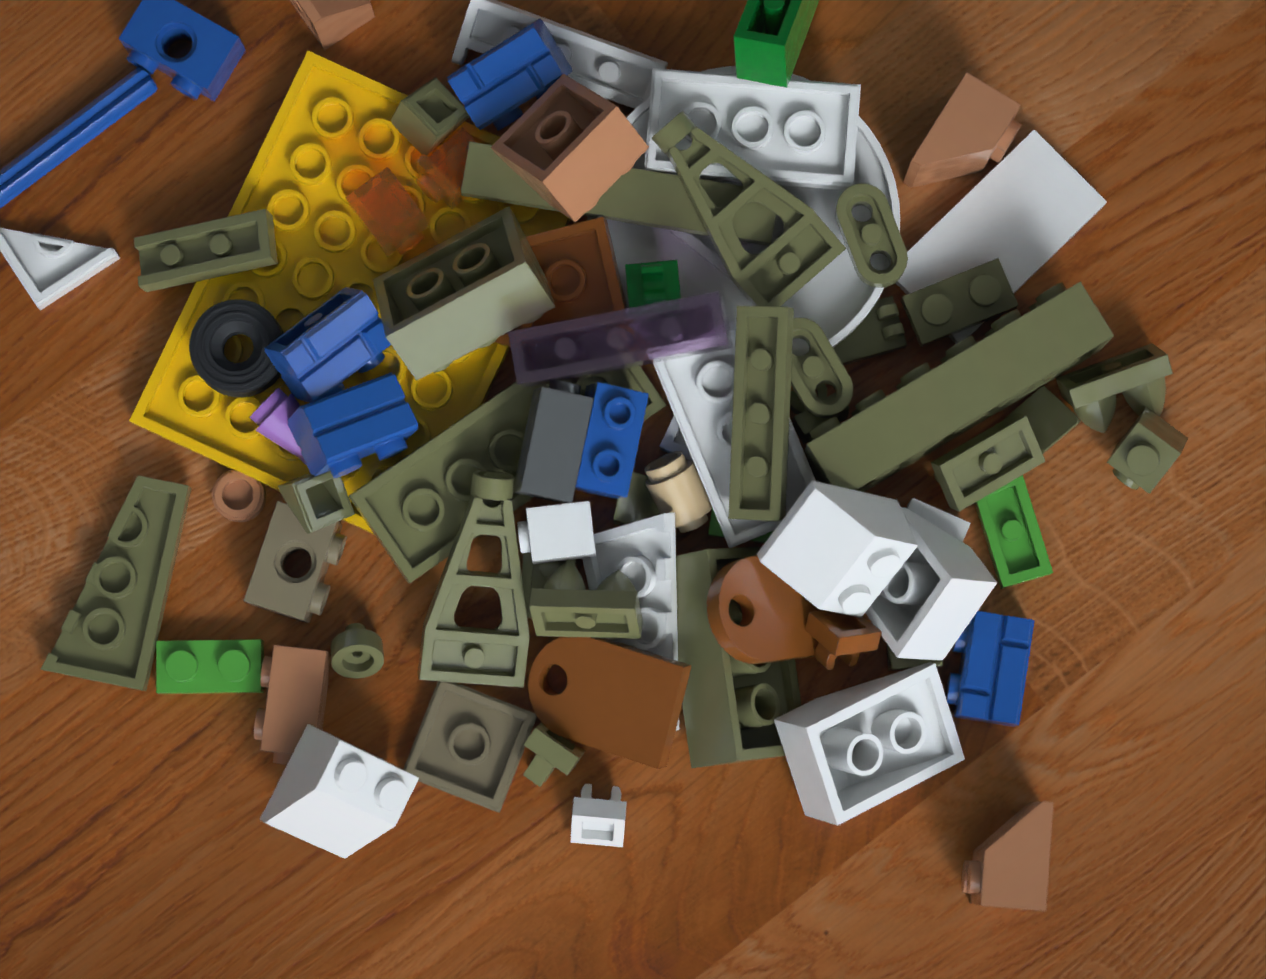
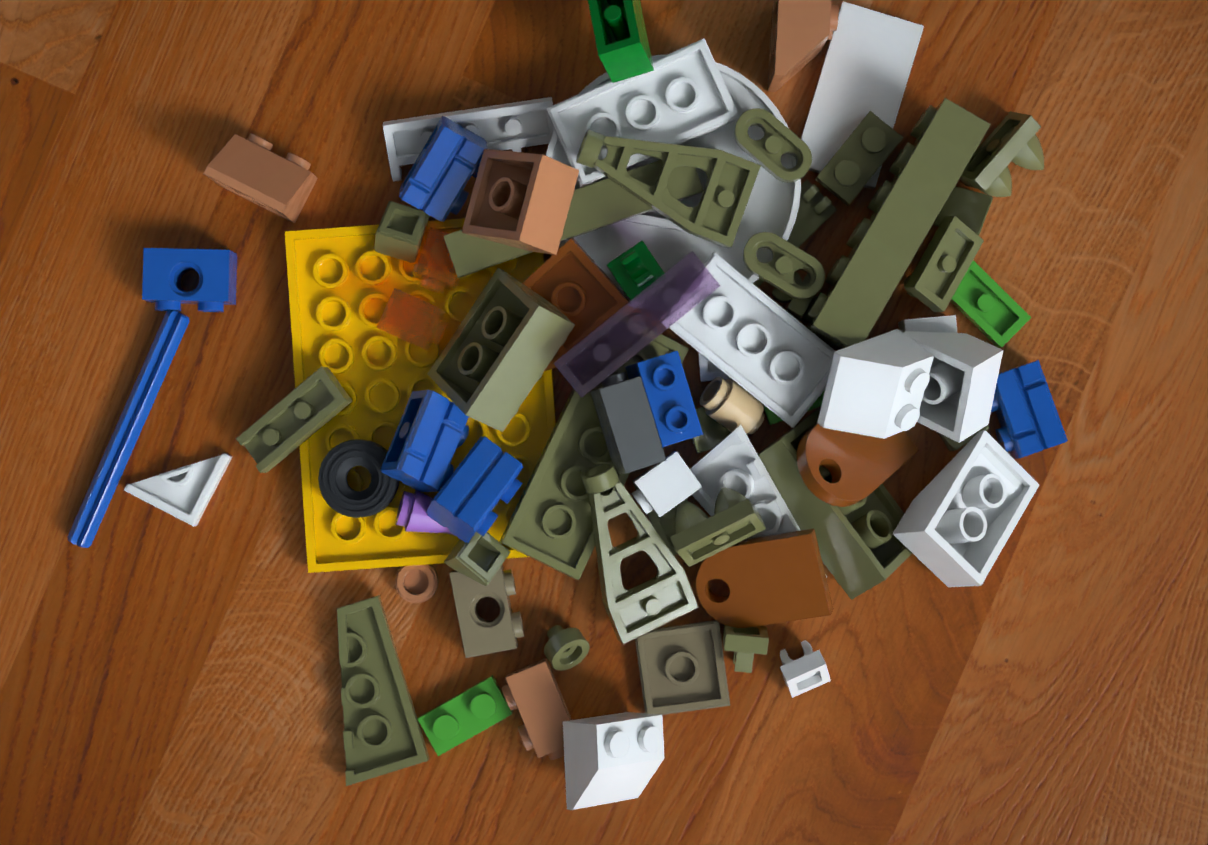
camera: 35 degrees left, 5 degrees up
(761, 413) = (766, 320): olive plate -> none
(841, 636) = (908, 448): dark orange tile -> none
(1013, 862) = (1117, 541): nougat slope -> none
(1146, 451) = (1052, 193): olive brick -> none

